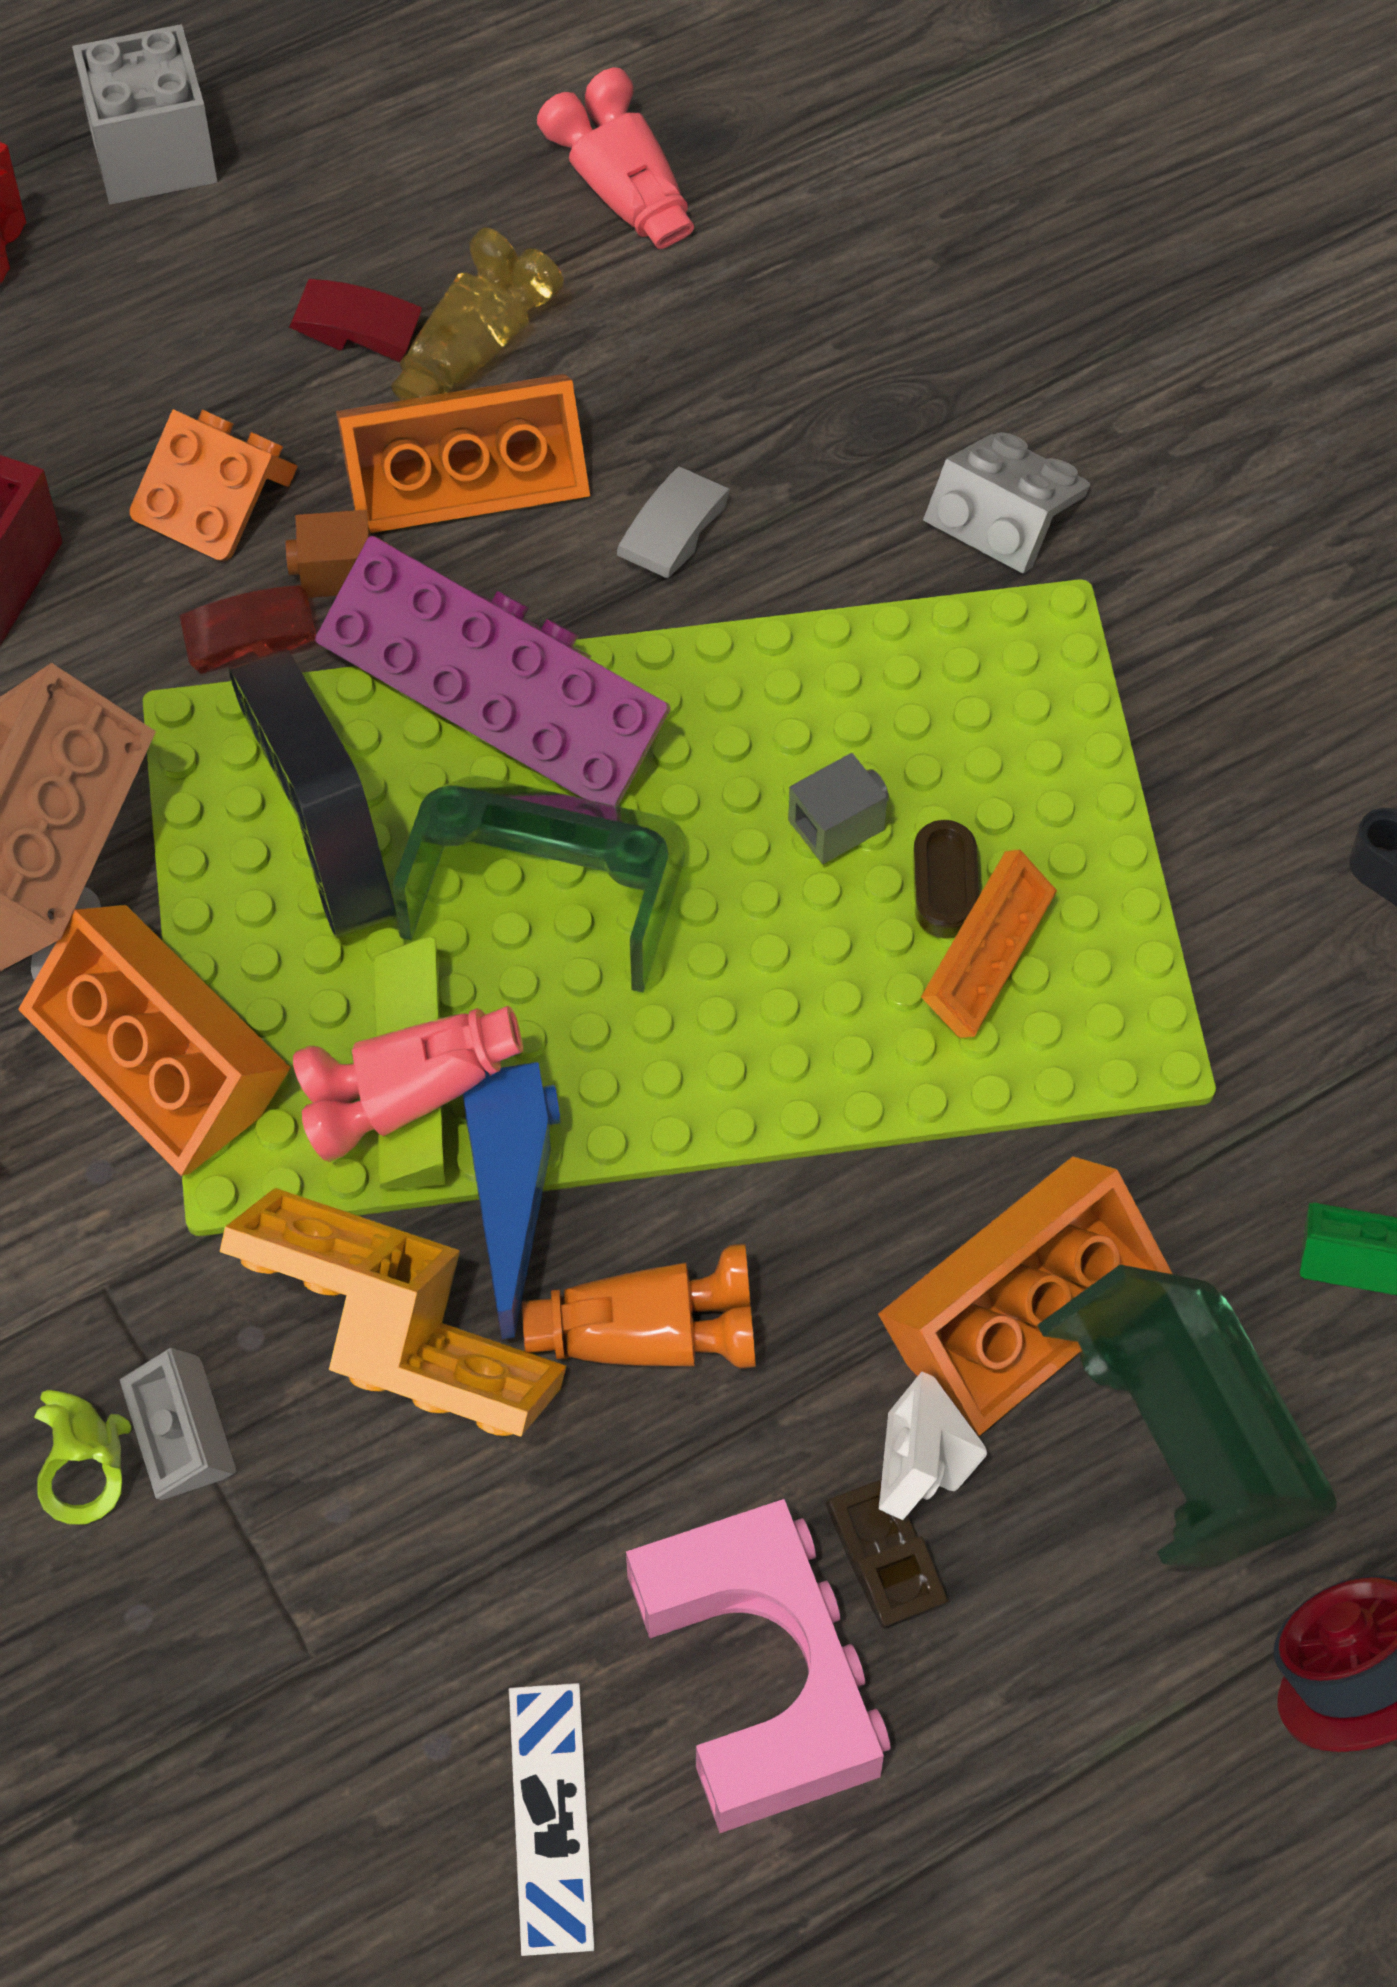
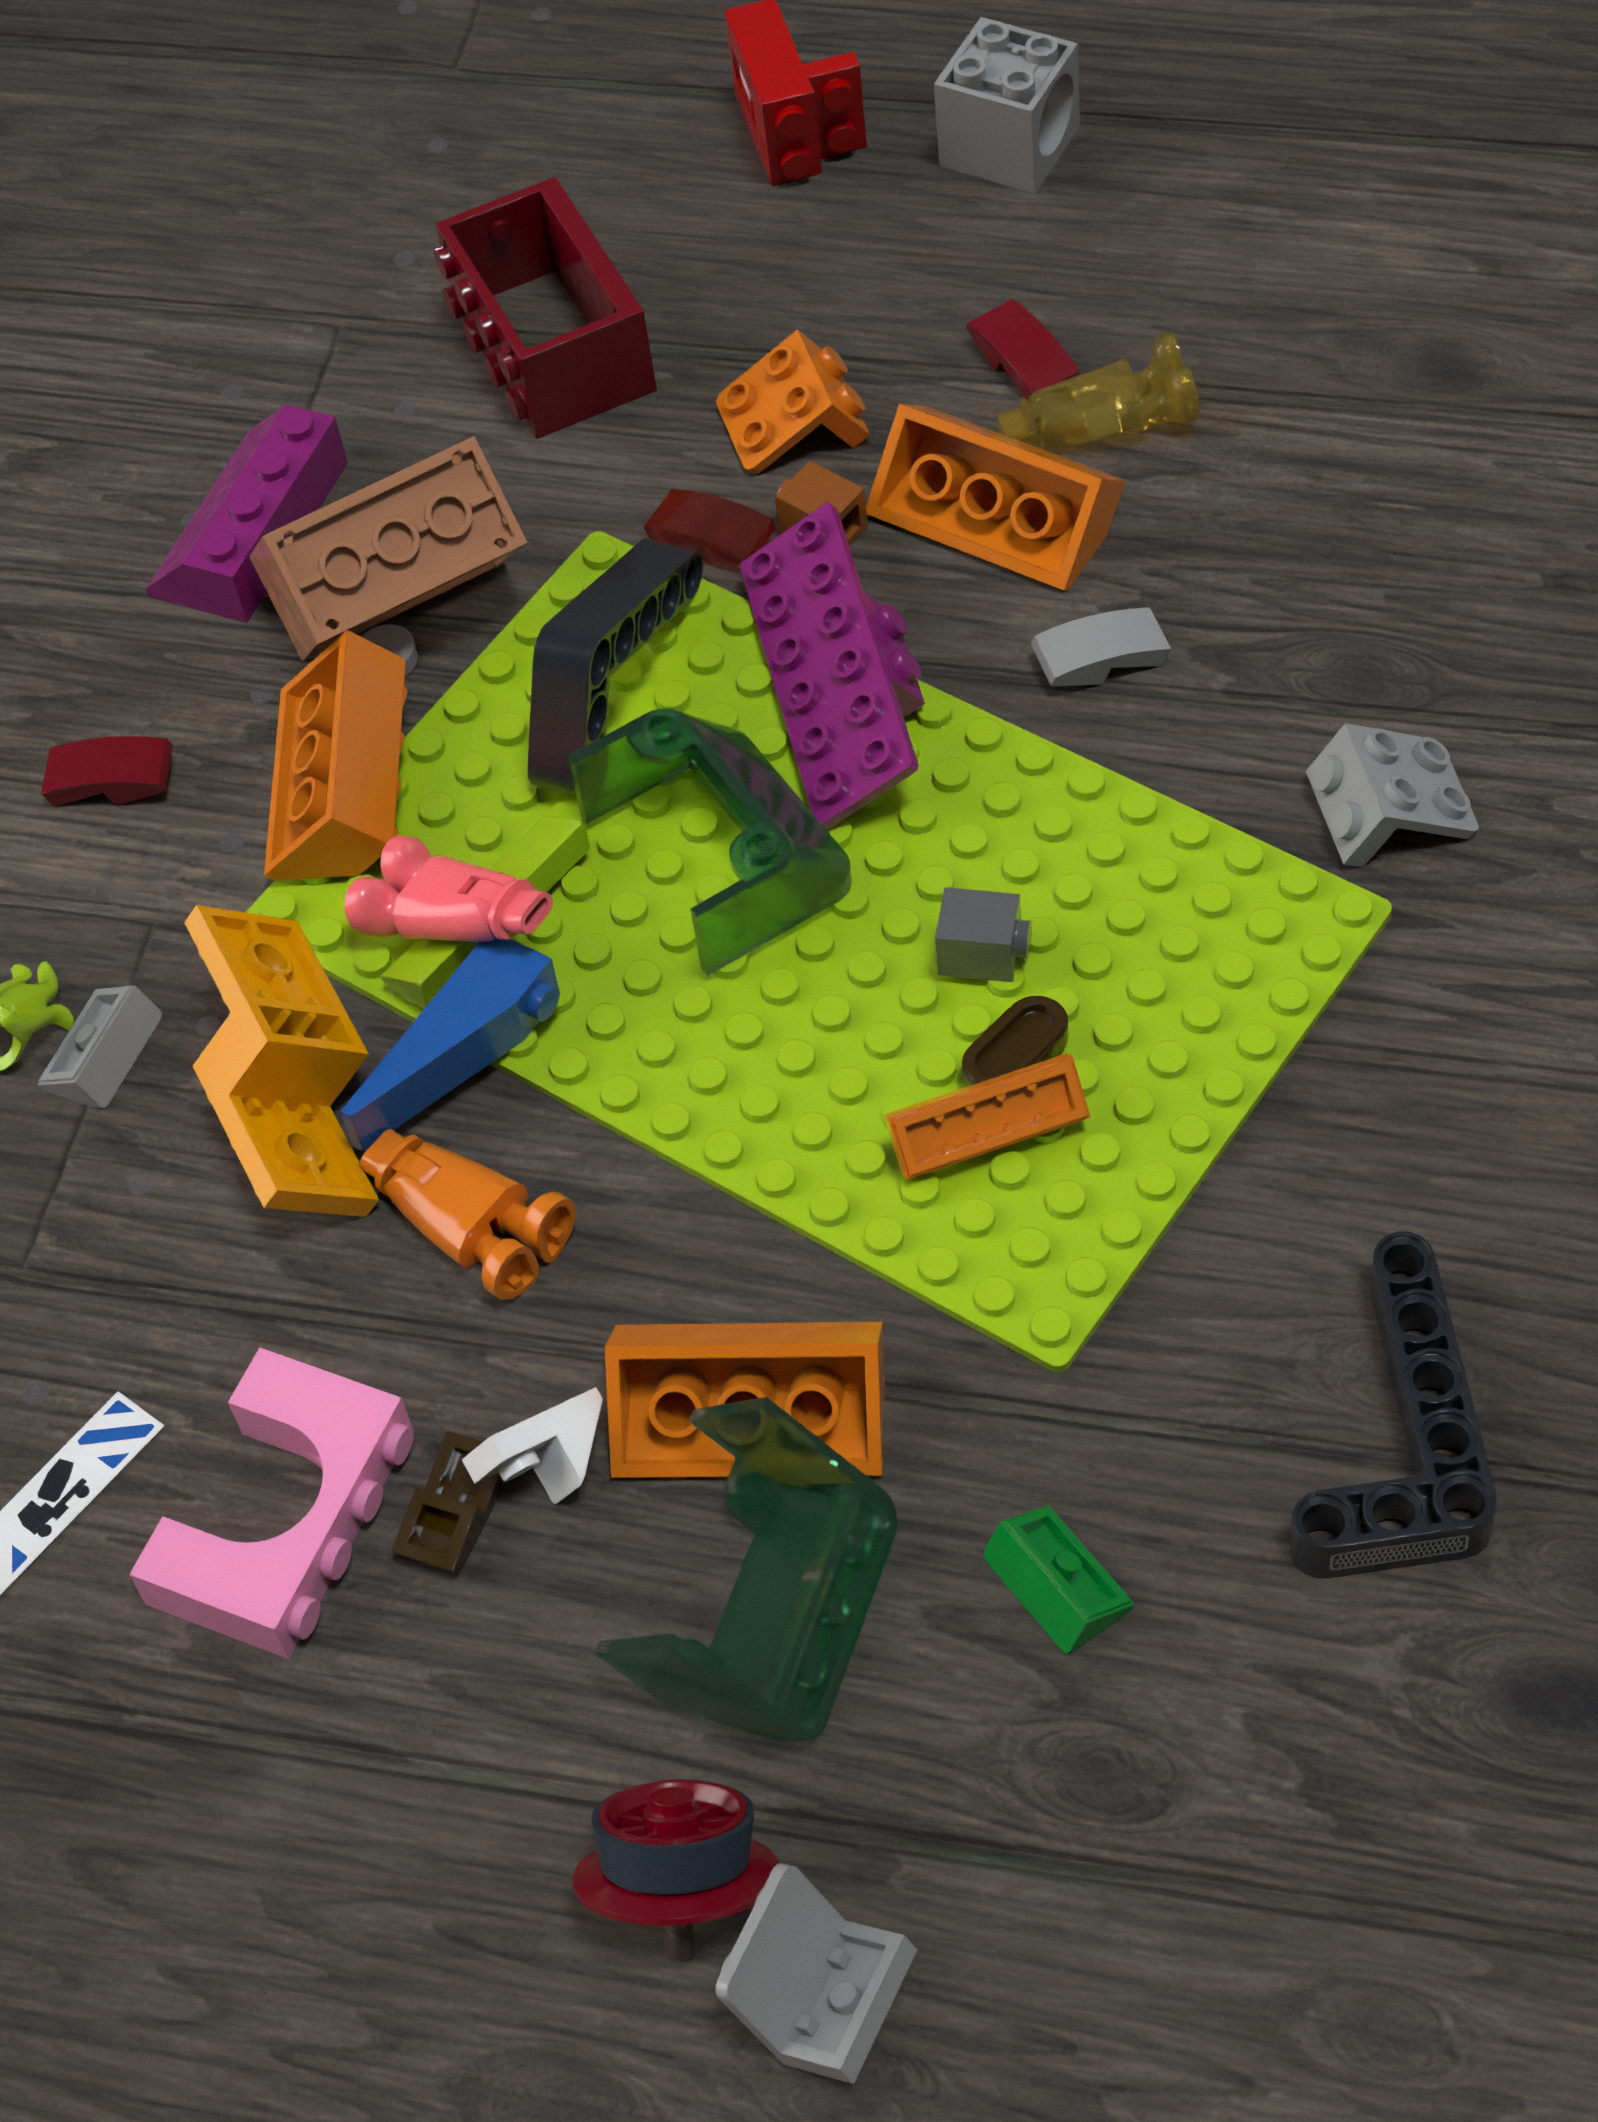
camera: 50 degrees right, 5 degrees down
(619, 157) = (1353, 343): coral piece -> none

